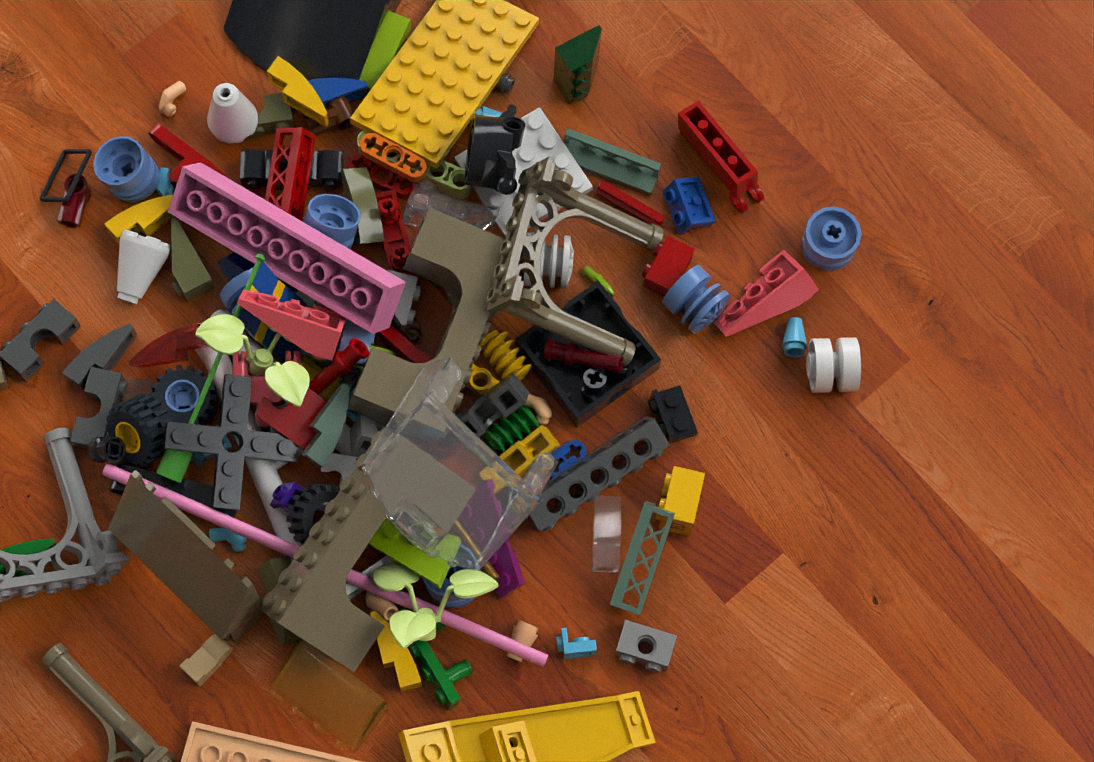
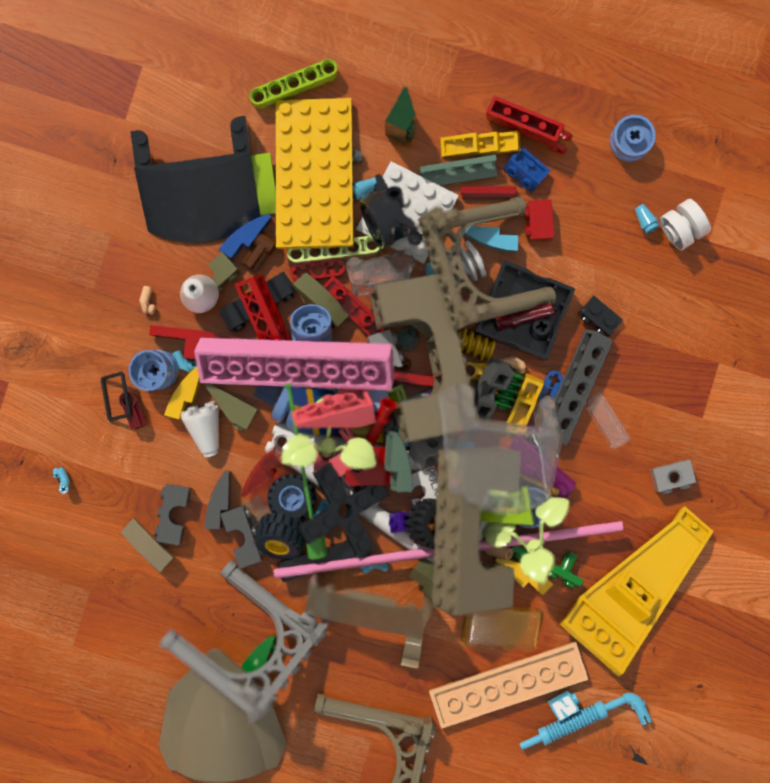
camera: 30 degrees left, 15 degrees up
(107, 449) = (267, 561): black wheel -> none
(297, 90) = (230, 249): yellow slope -> none
(374, 155) = (315, 250): orange beam -> none
(433, 306) = (407, 339): none -> clear light blue gear
(524, 634) = (594, 514): light nougat cone -> none
(578, 648) = (634, 501): medium azure bracket -> none
(594, 277) = (499, 256): lime helmet -> none
(600, 254) = (490, 238): none -> medium azure slope
(632, 555) = (634, 425): sand green fence -> none
(648, 144) = (480, 144): none -> yellow slope
(682, 497) = (642, 373): yellow brick -> none
(692, 295) = (572, 233): medium blue wheel -> none
(779, 288) = (615, 197): coral wedge -> none

